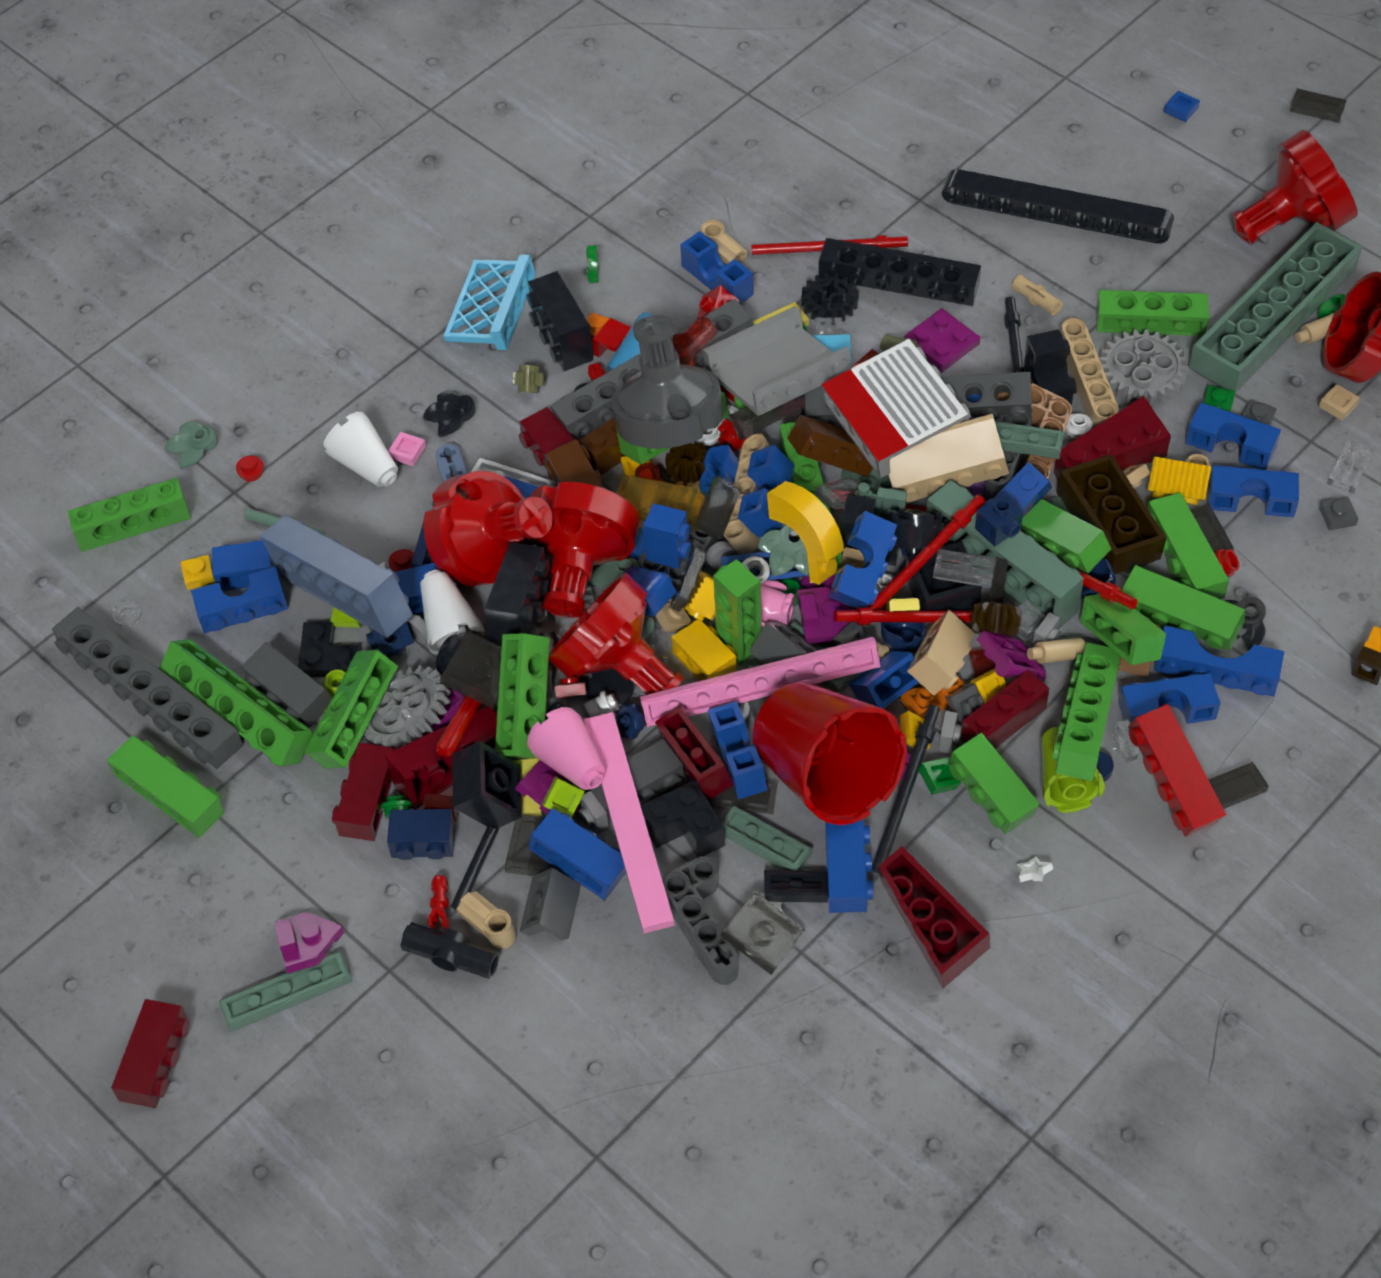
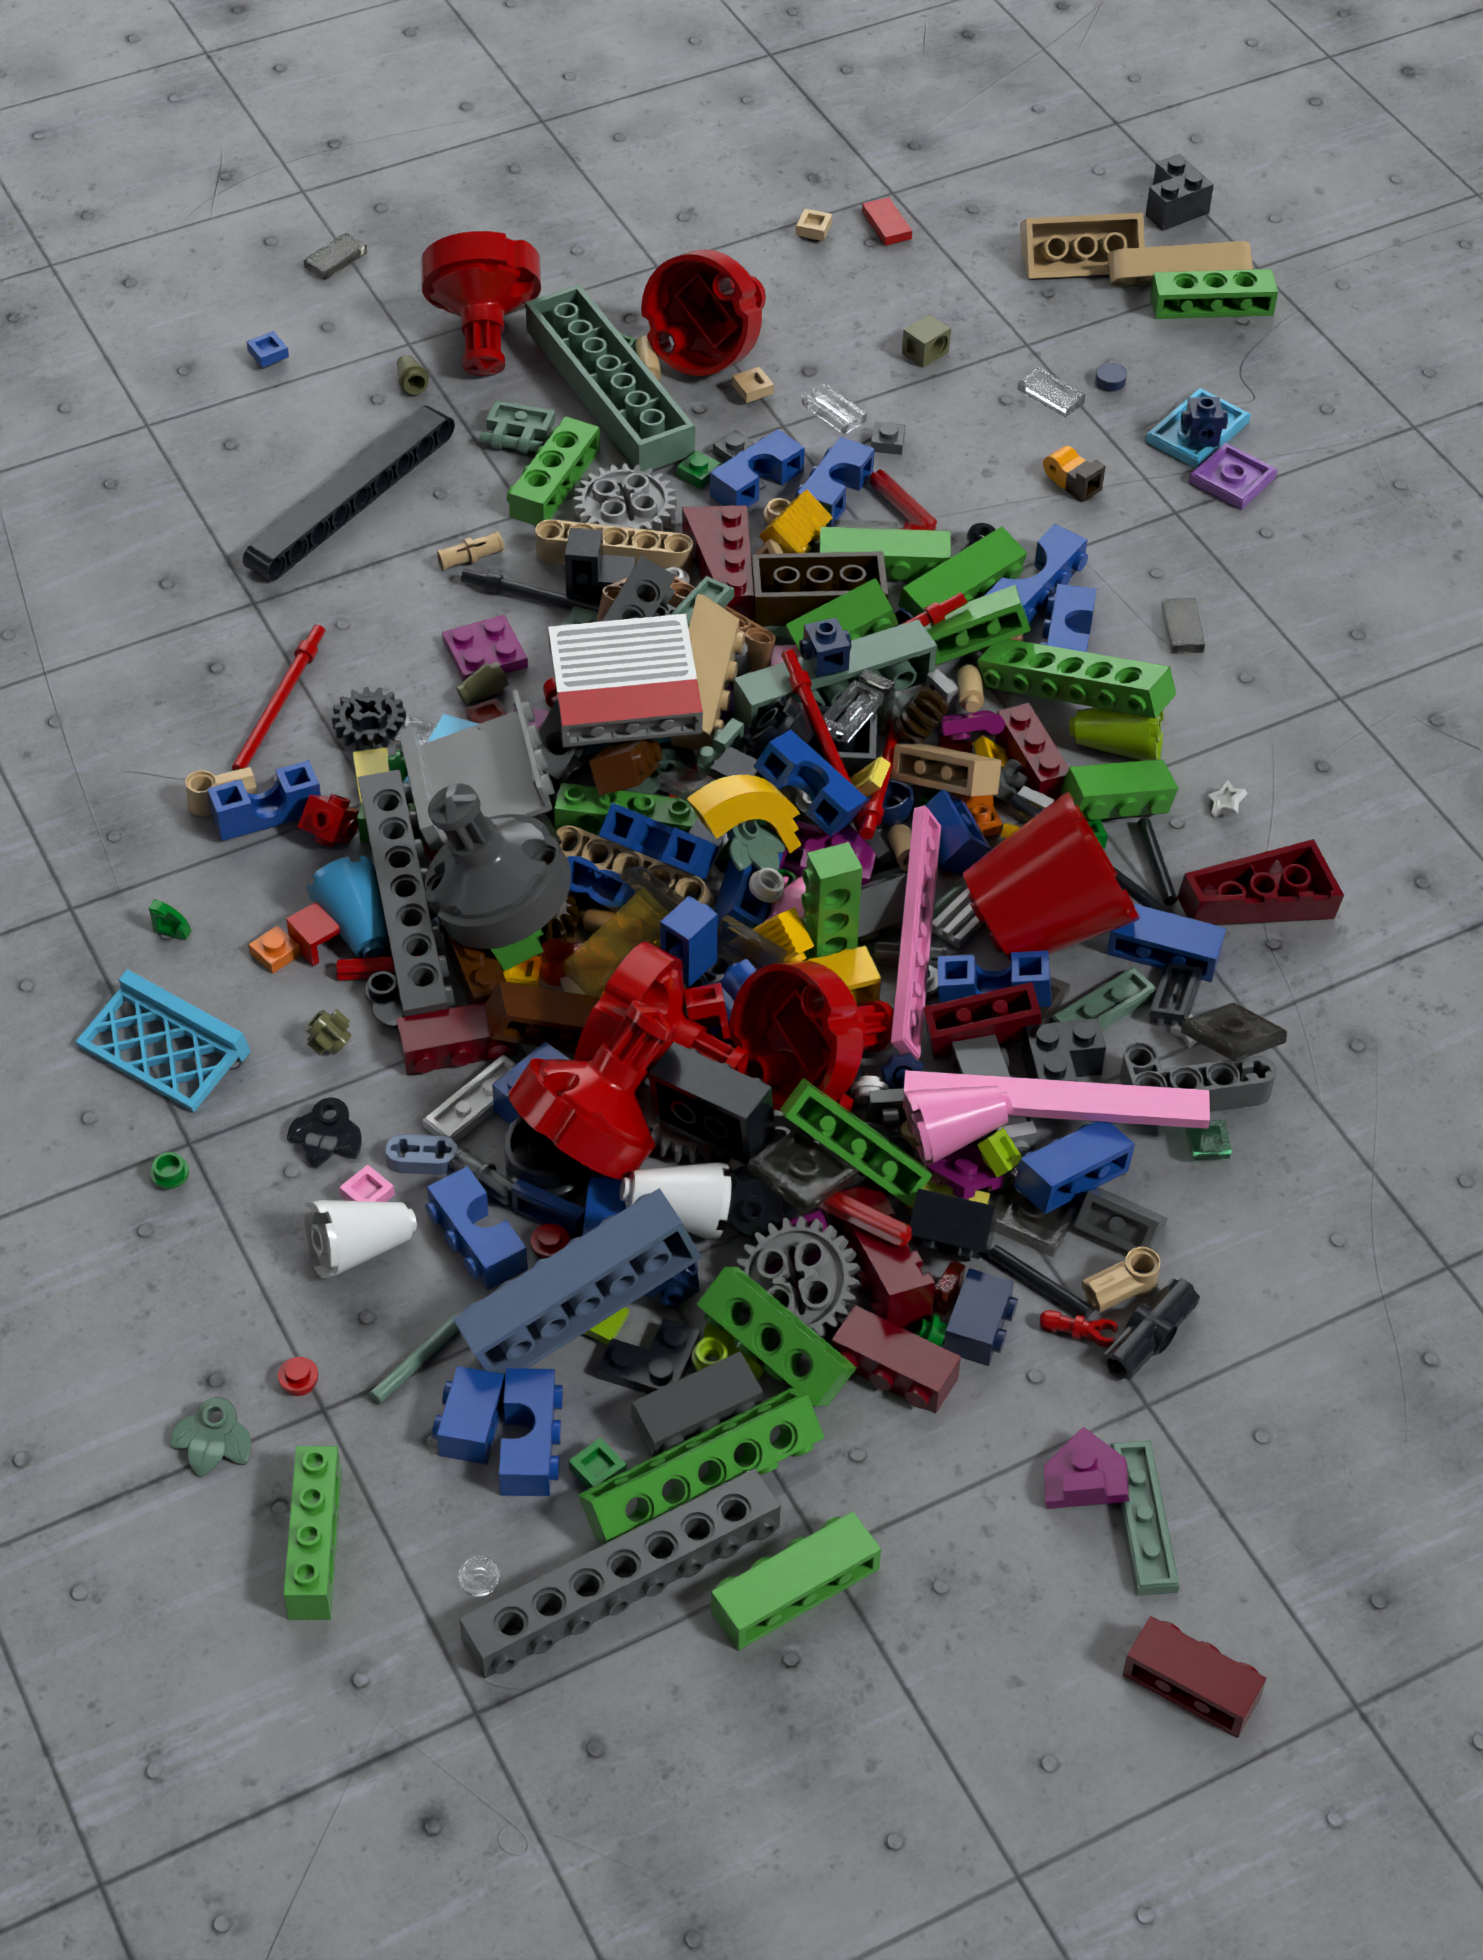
camera: 75 degrees left, 5 degrees down
(197, 572) = (447, 1478): yellow plate -> none
(226, 647) = (596, 1464): none -> green plate
(387, 344) = (169, 1170): none -> green plate
(406, 500) = (489, 1252): none -> blue arch
(559, 321) = (260, 968): black brick -> none
(605, 565) = (707, 1007): none -> red panel
(650, 947) = (1210, 1142): none -> clear green plate
(693, 340) = (411, 831): clear red piece -> none
(901, 271) = (365, 648): black brick -> none
(945, 835) = (1157, 861): none -> black bar
(1027, 488) = (773, 630): blue brick -> none
(1175, 770) = (1183, 646): red brick -> none
(1198, 273) = (519, 420): none -> sand green plate
(1207, 194) = (411, 375): none -> olive cone
(1264, 545) = (902, 500): none -> red axle

